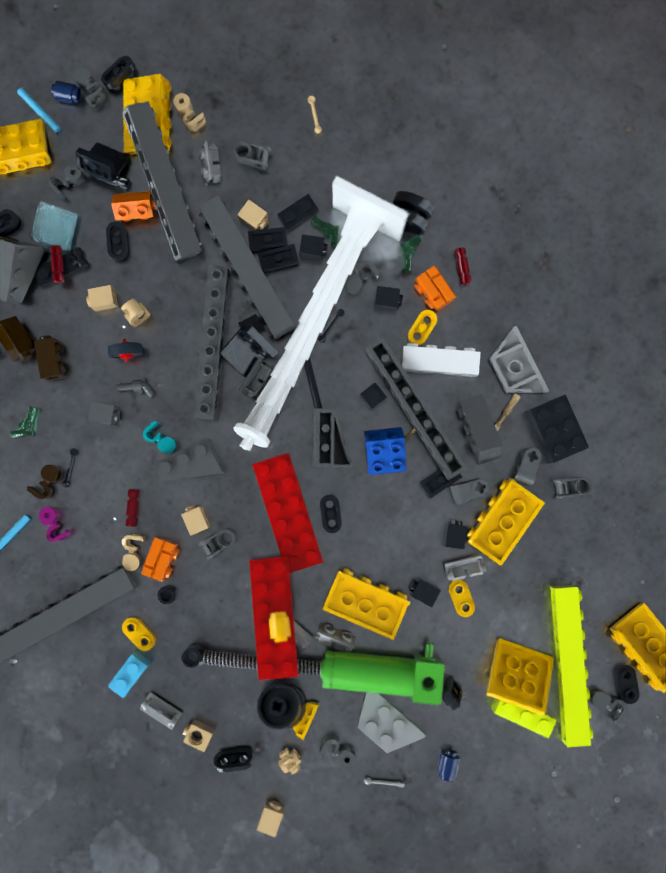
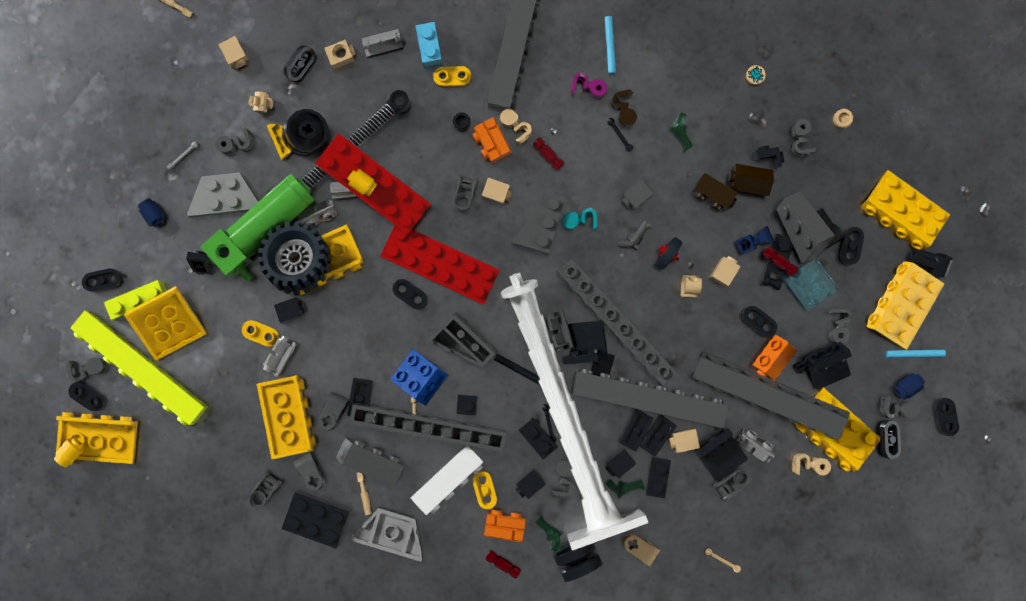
camera: 135 degrees right, 0 degrees up
(63, 299) = (750, 242): none -> dark blue leg
(67, 48) = (945, 417): none -> black plate
(238, 182) = (721, 454): none -> black bracket
(349, 323) = (538, 438): none -> black plate
(360, 174) = (642, 550): none -> tan piece
(365, 619) = (281, 271): none -> black wheel
(455, 535) = (310, 371): black brick -> none
(531, 755) = (102, 280): none -> black plate

